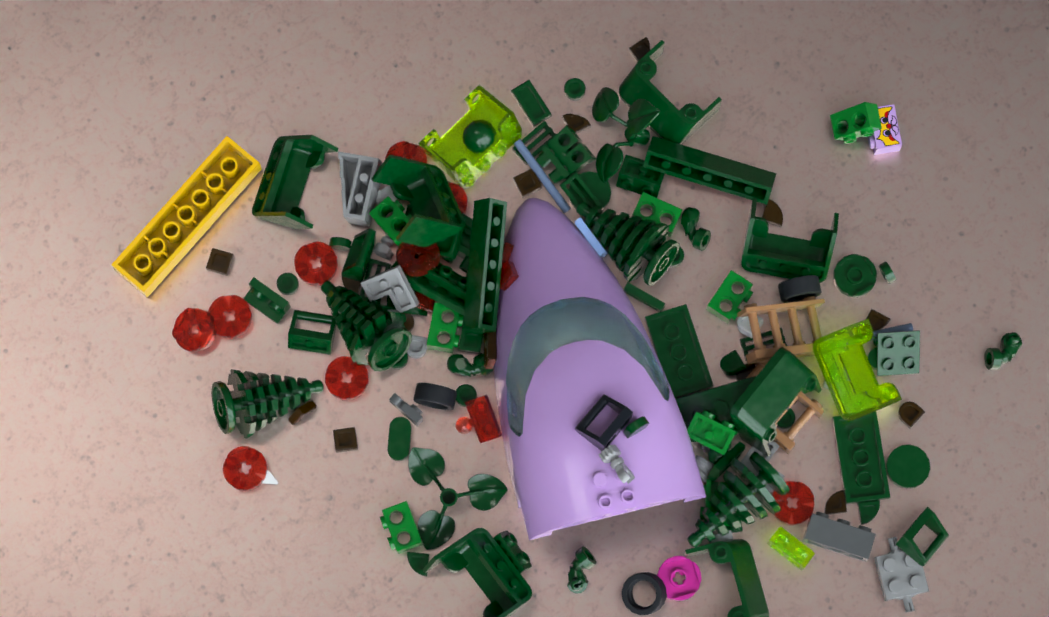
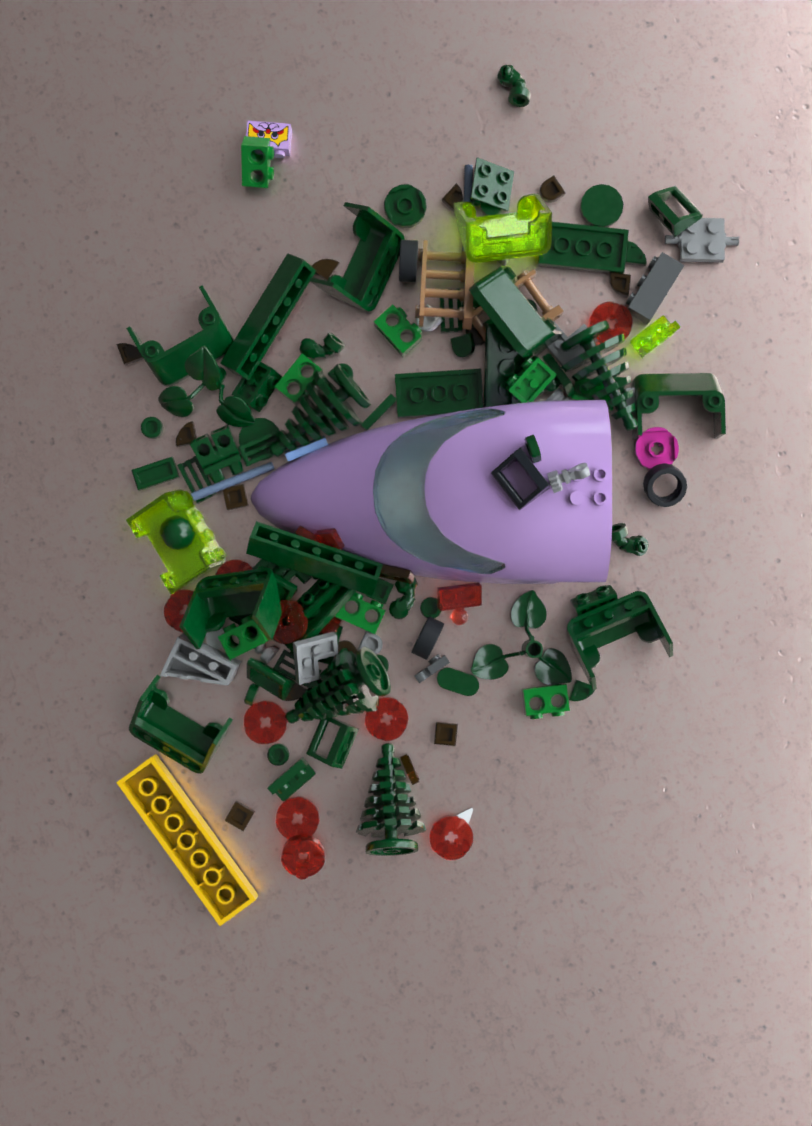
camera: 75 degrees left, 10 degrees up
(887, 272) = (410, 174): dark green tile -> none

